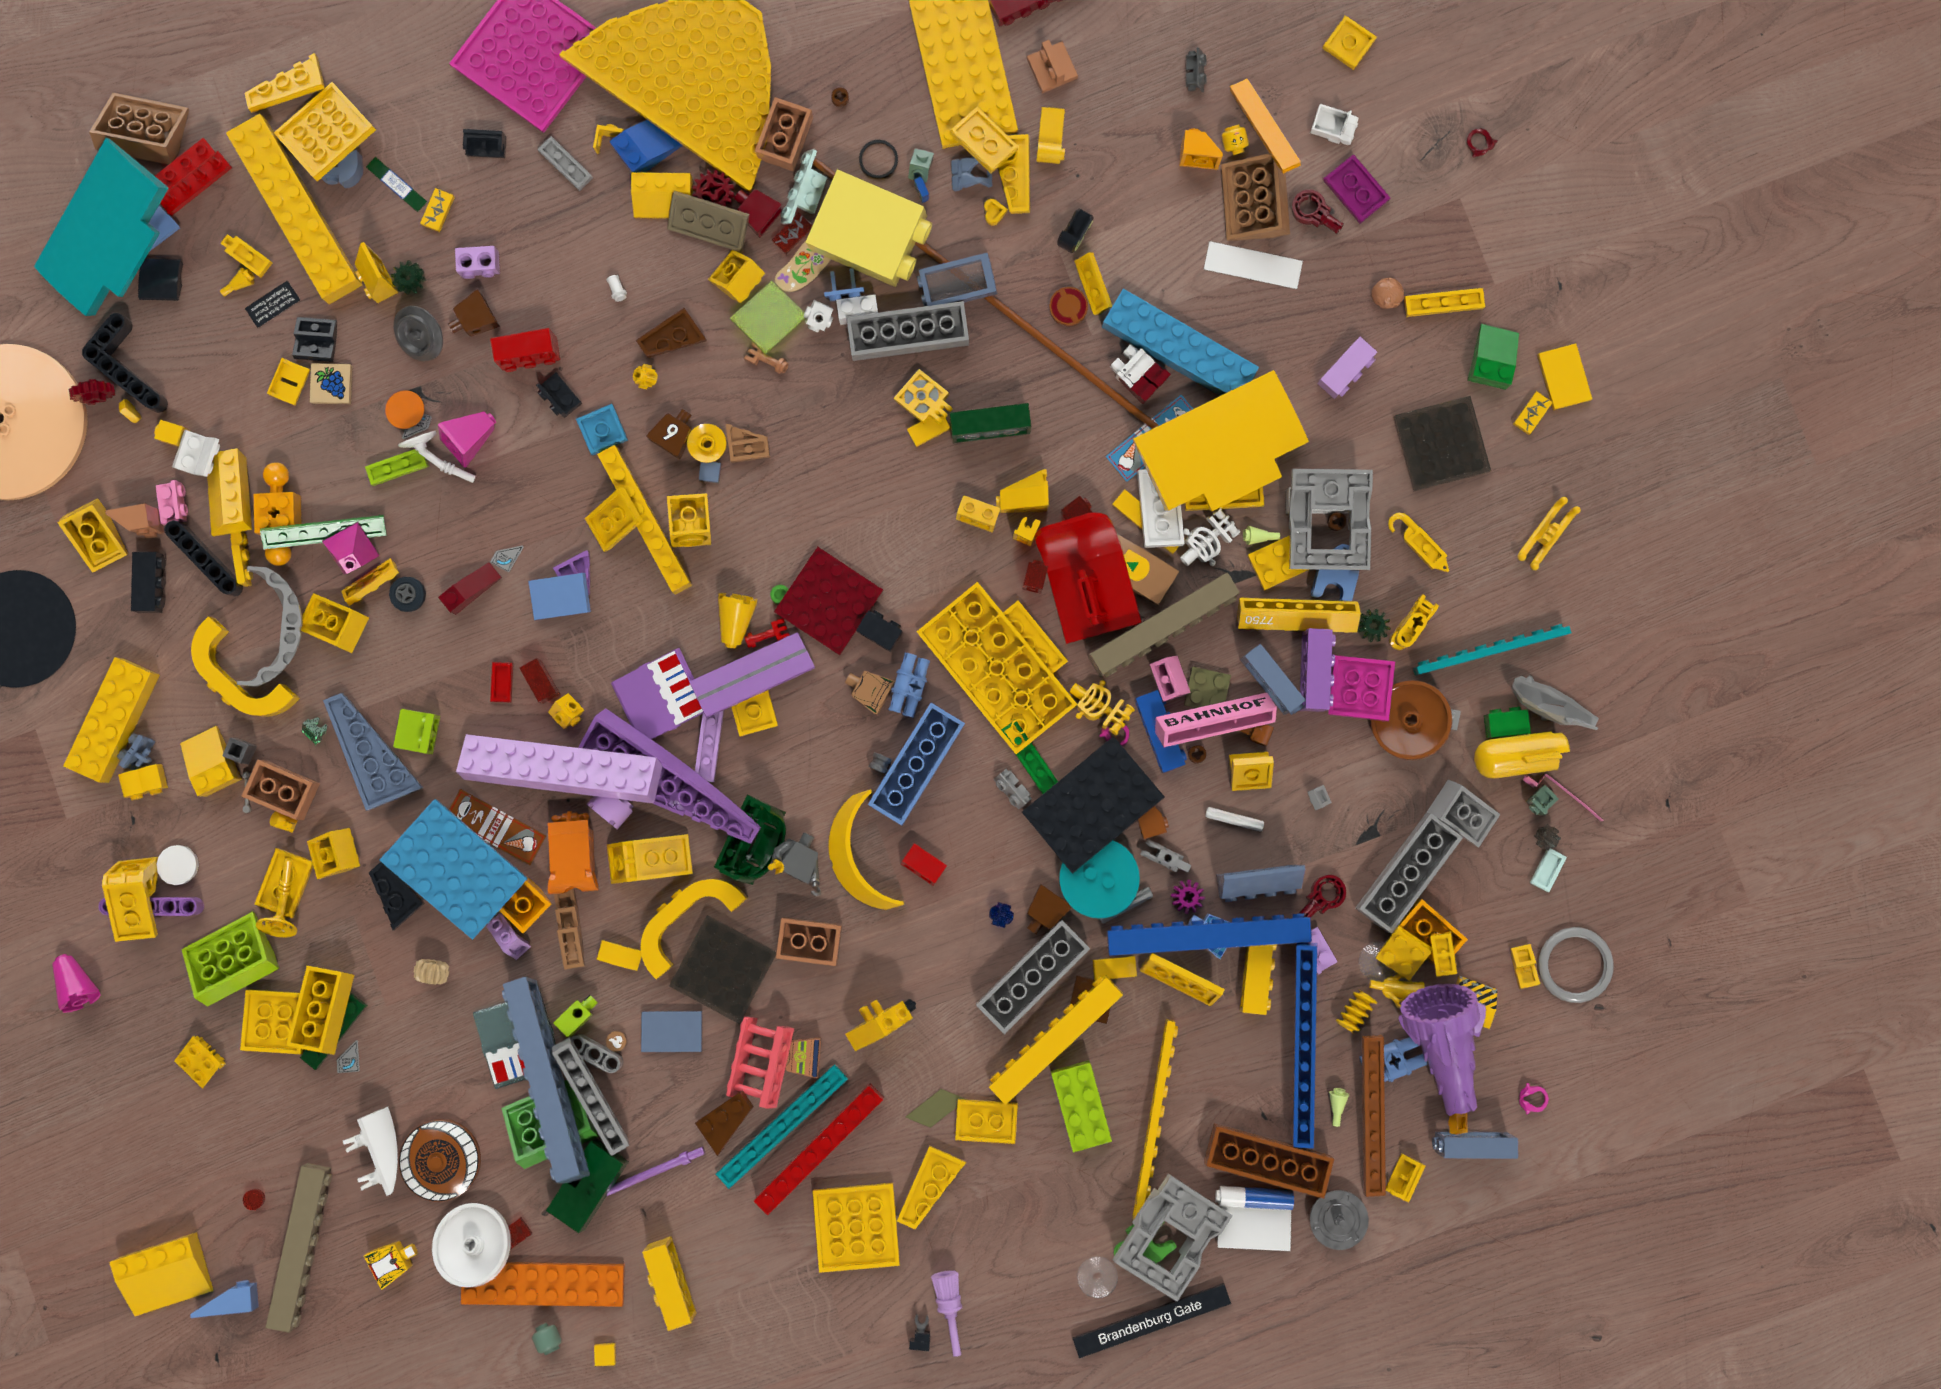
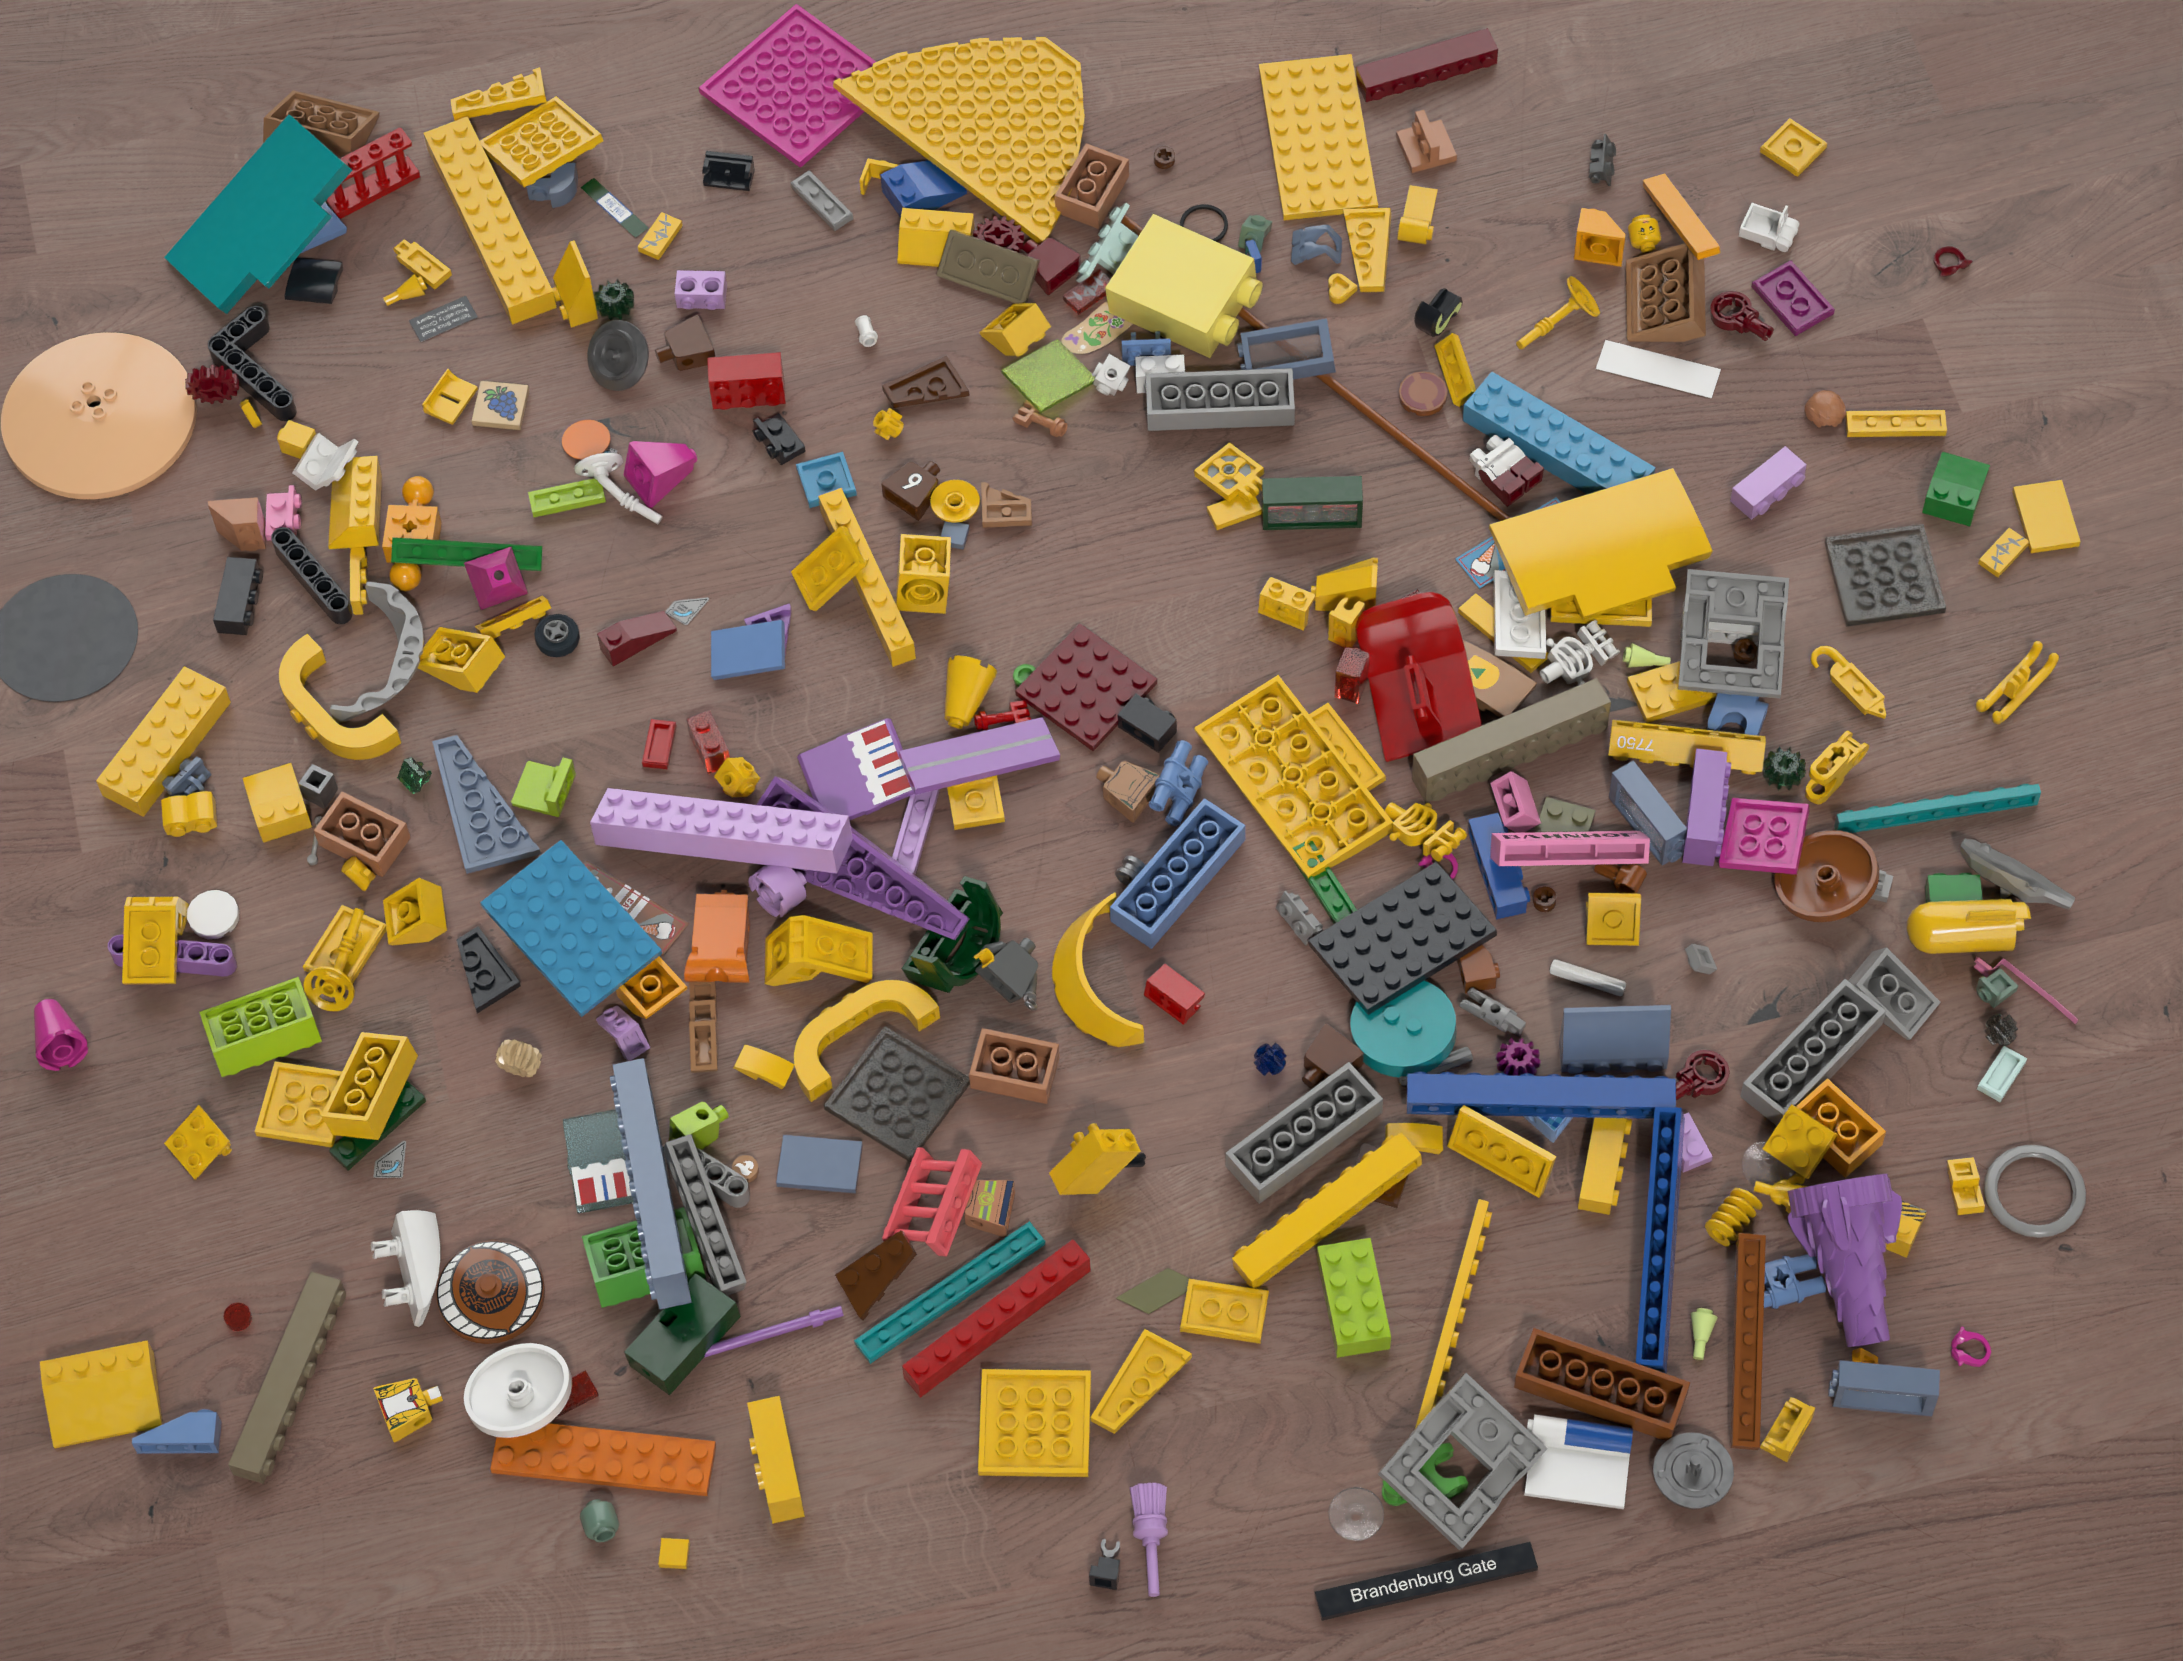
camera: 10 degrees right, 25 degrees down
(93, 535) = (181, 539): yellow slope -> none
(315, 339) = (489, 357): black slope -> none
(984, 140) = (1335, 207): yellow tile -> none
(1189, 208) = (1580, 298): none -> yellow dish
(1443, 954) = (1851, 1137): yellow hinge -> none

